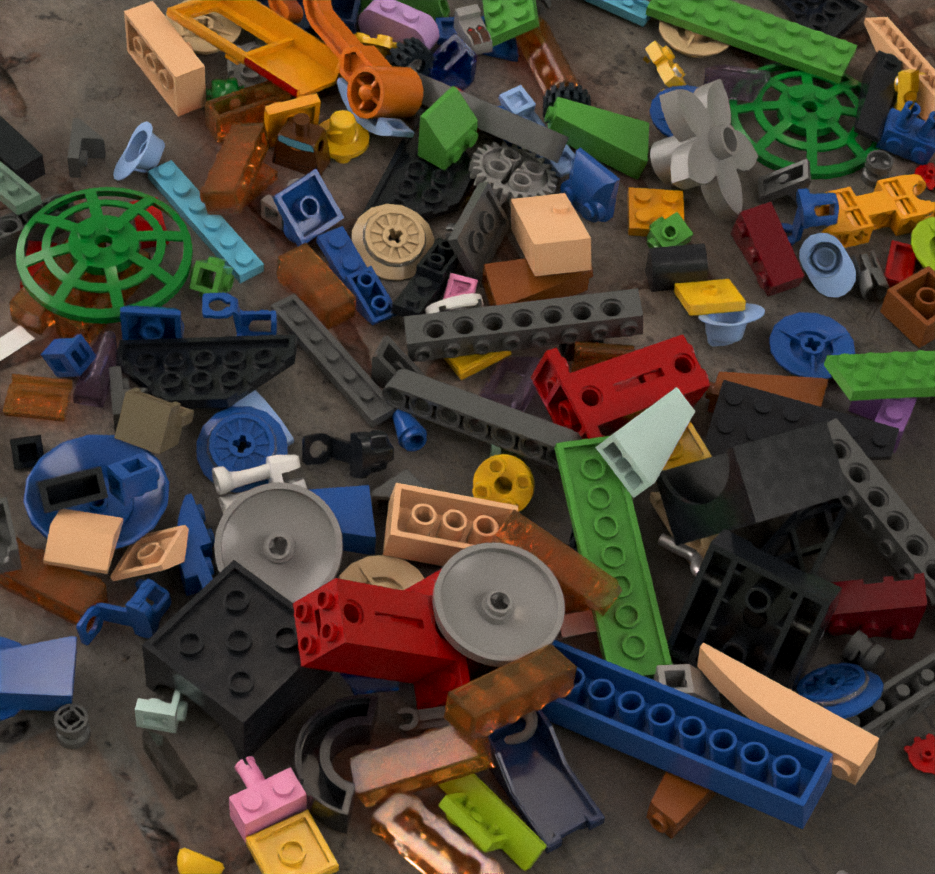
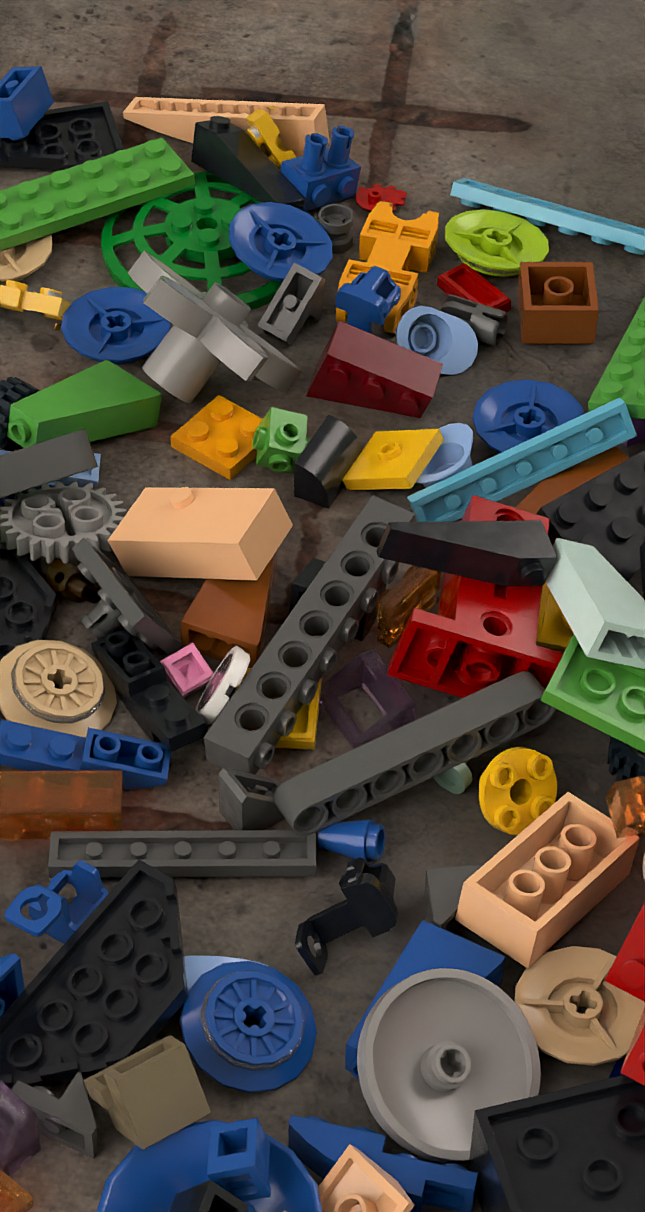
camera: 50 degrees left, 5 degrees down
(275, 465) = (337, 1011): white piece -> none
(591, 188) = (151, 458): blue slope -> none
(634, 359) = (479, 550): none -> black slope
(738, 82) = (108, 259): tile -> none
(758, 356) = (526, 463): none -> medium azure plate
(840, 138) = (276, 236): none -> blue piece

